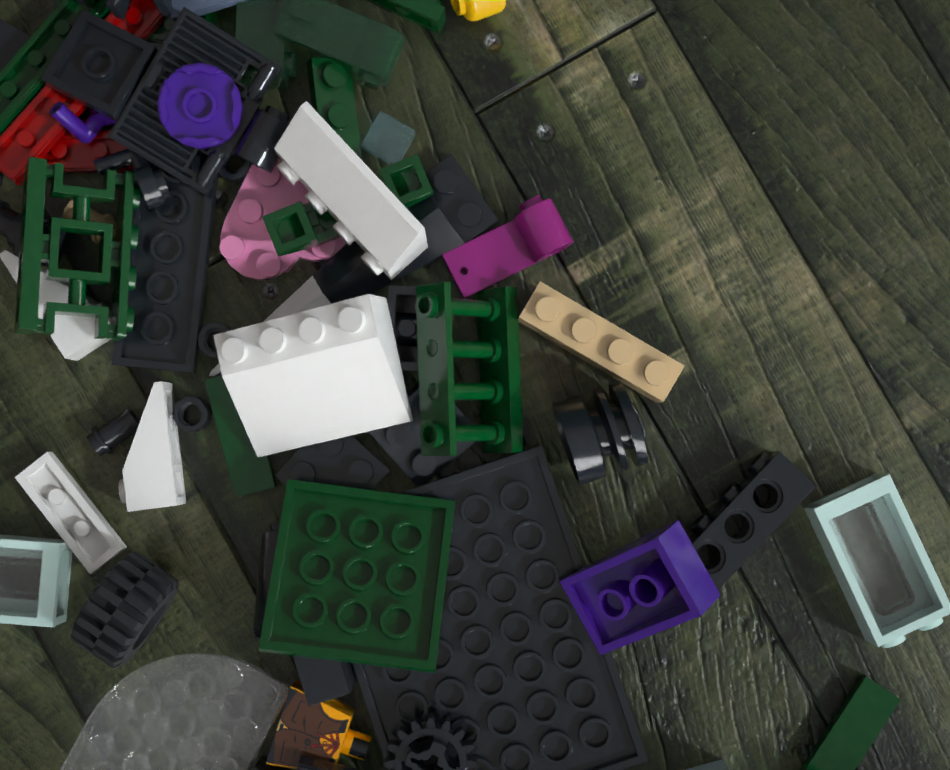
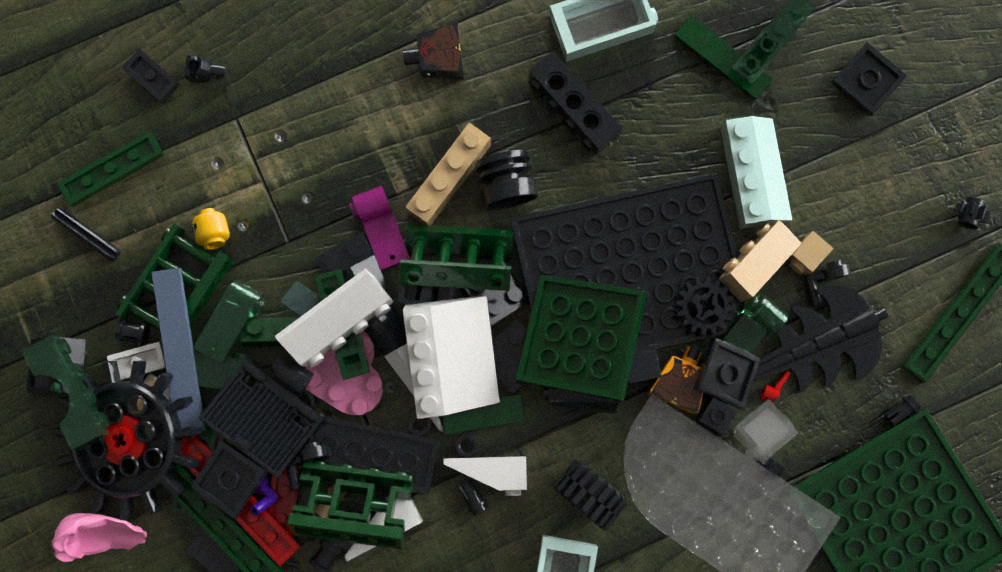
camera: 90 degrees left, 5 degrees down
(70, 512) = (523, 531): white plate -> none
(200, 106) = (265, 413): dark purple tile -> none
(641, 589) = (607, 164): dark purple slope -> none
(793, 305) = (437, 53): none -> torso

